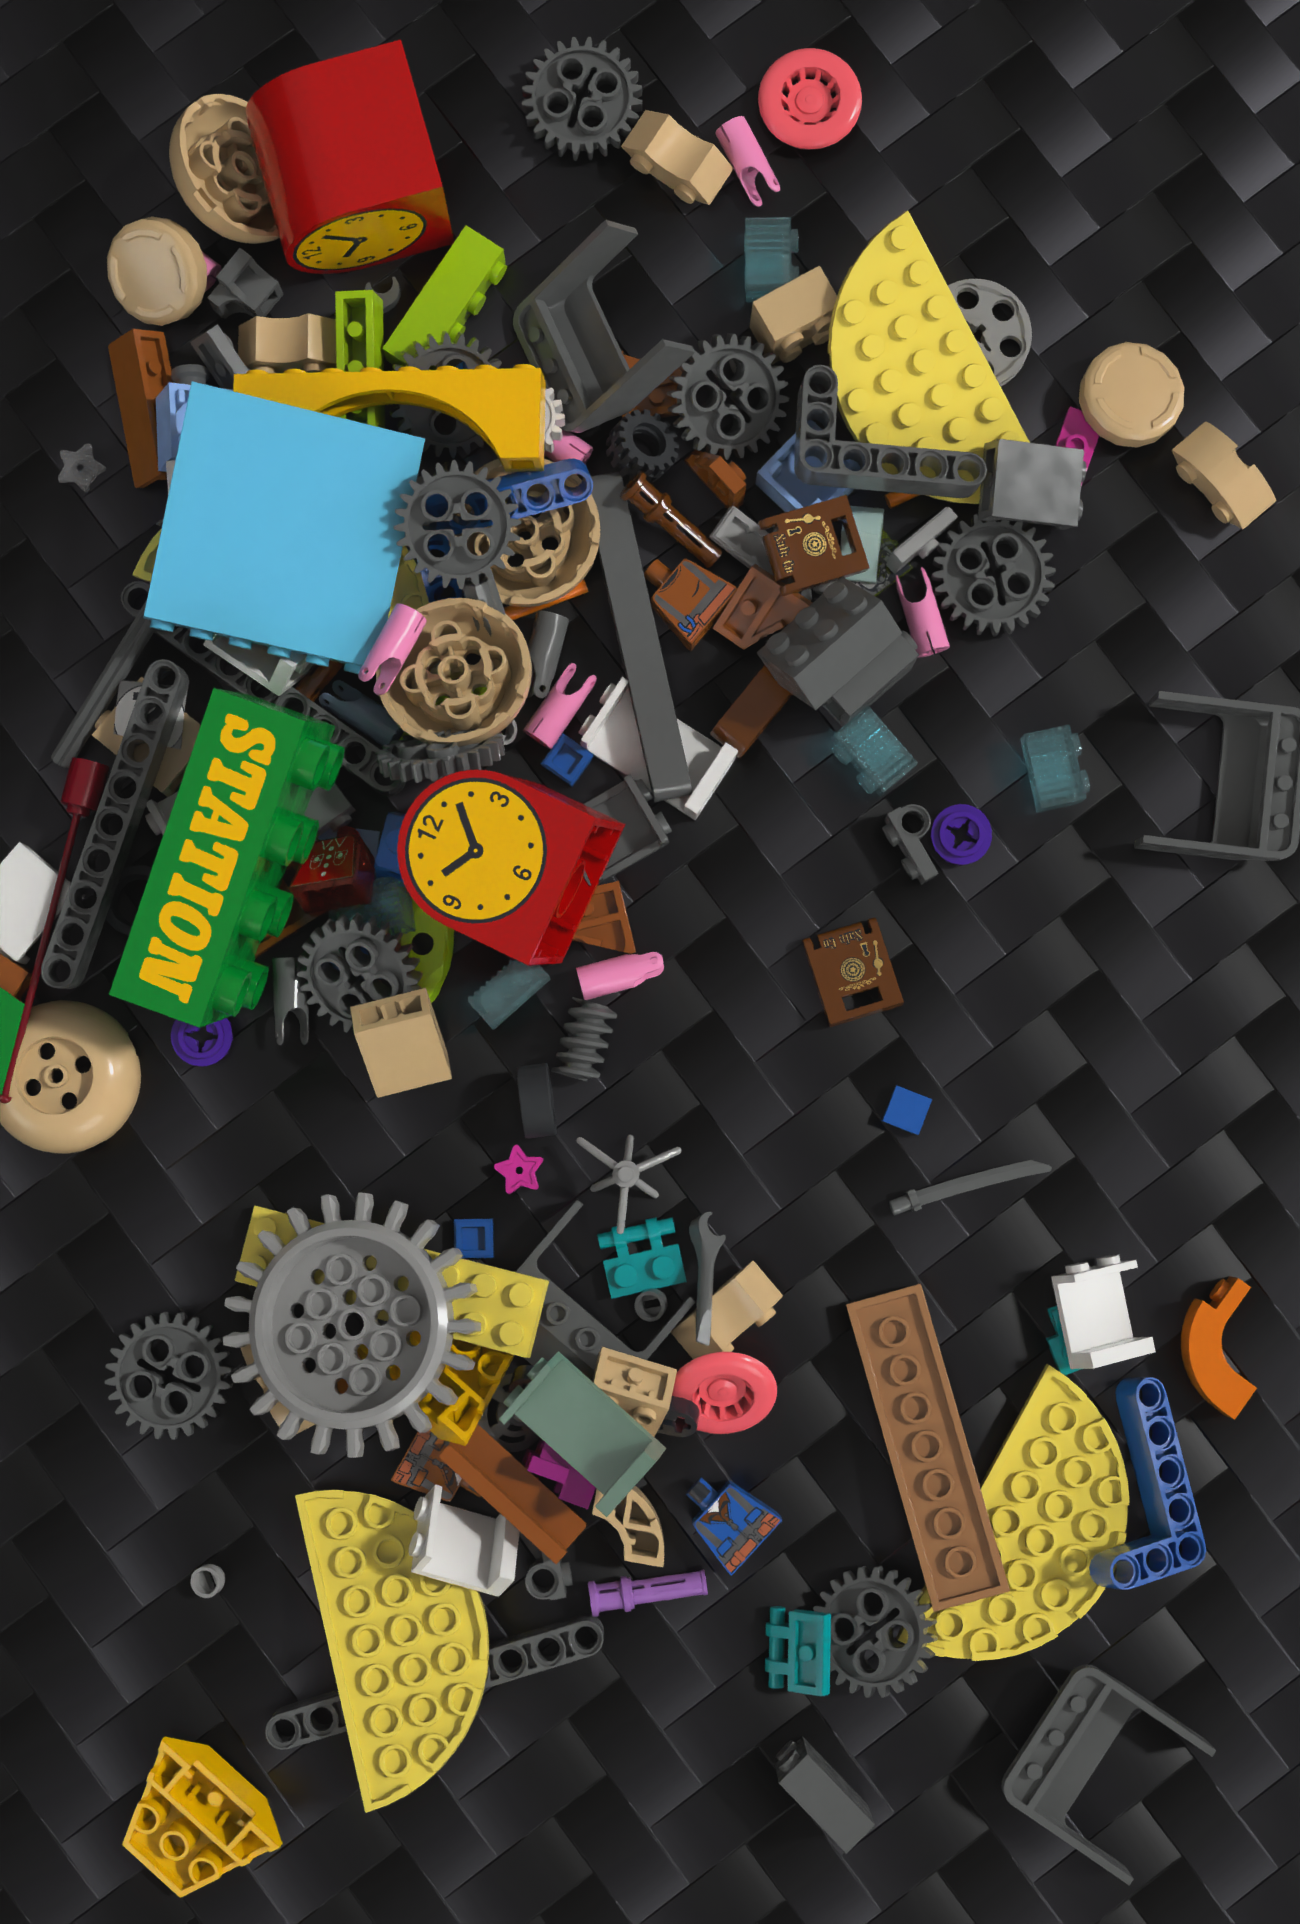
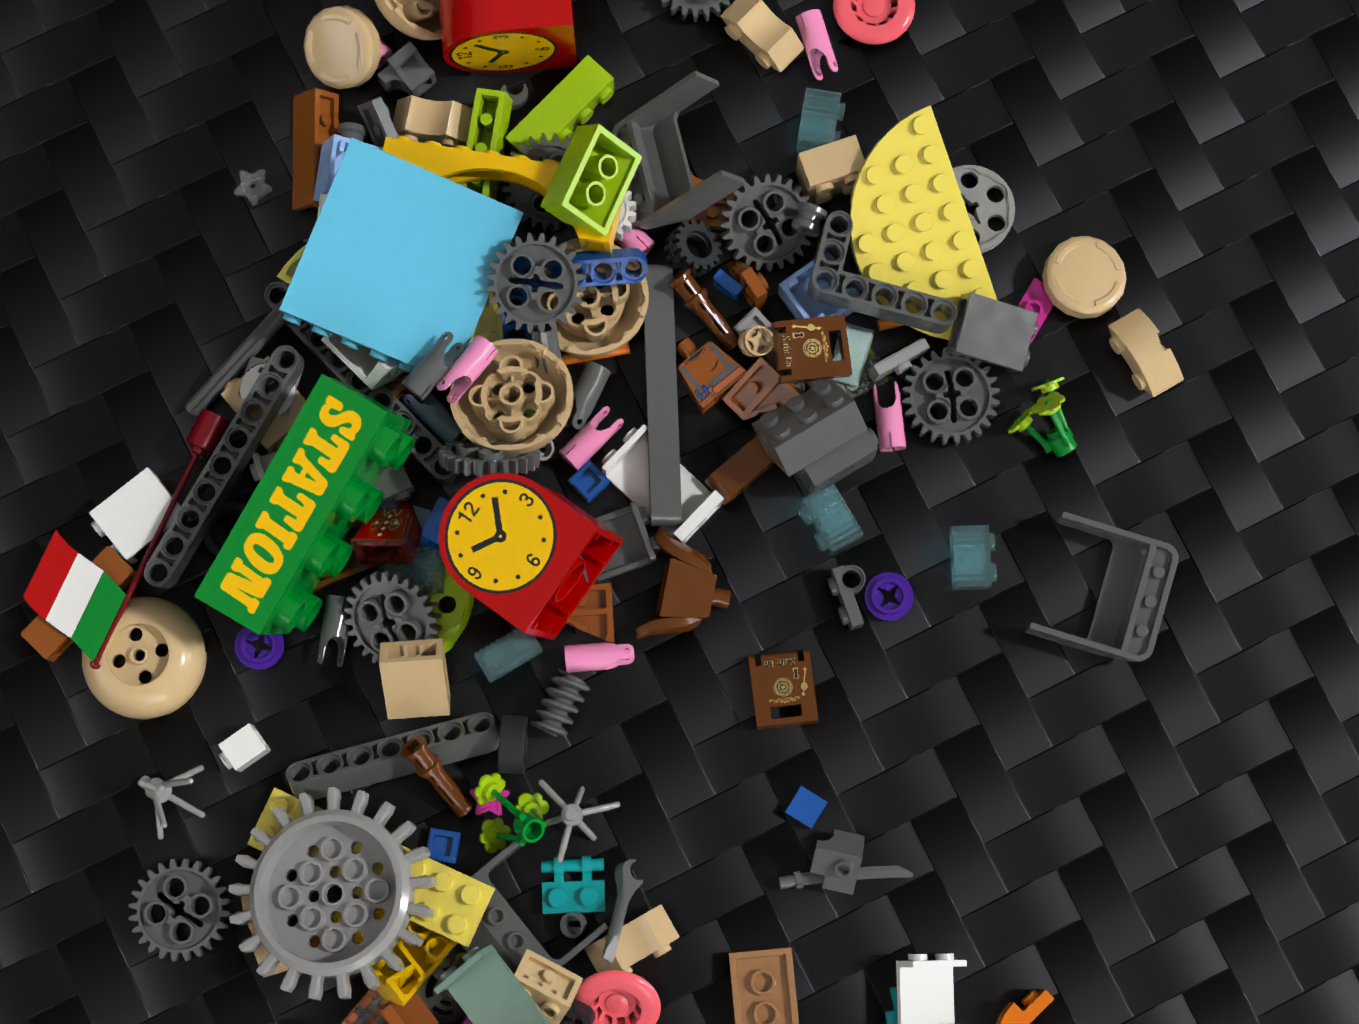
camera: 10 degrees right, 5 degrees down
(117, 1235) = (161, 791): none -> light grey plant
(207, 1165) = (243, 748): none -> white brick
(349, 653) = (432, 366): none -> dark grey piece
(394, 1141) = (383, 759): none -> dark grey beam
(441, 1148) = (430, 768): none -> reddish brown pin
(502, 381) = (591, 179): none -> lime slope
(570, 1179) = (528, 813): none -> plant
(693, 485) = (727, 285): none -> blue tile
(711, 873) = (685, 590): none -> reddish brown torso
(749, 548) = (761, 342): none -> tan wheel
(780, 383) = (809, 219): none -> dark grey wheel
(960, 1168) = (839, 861): none -> dark grey brick
(1136, 600) = (1060, 437): none -> plant

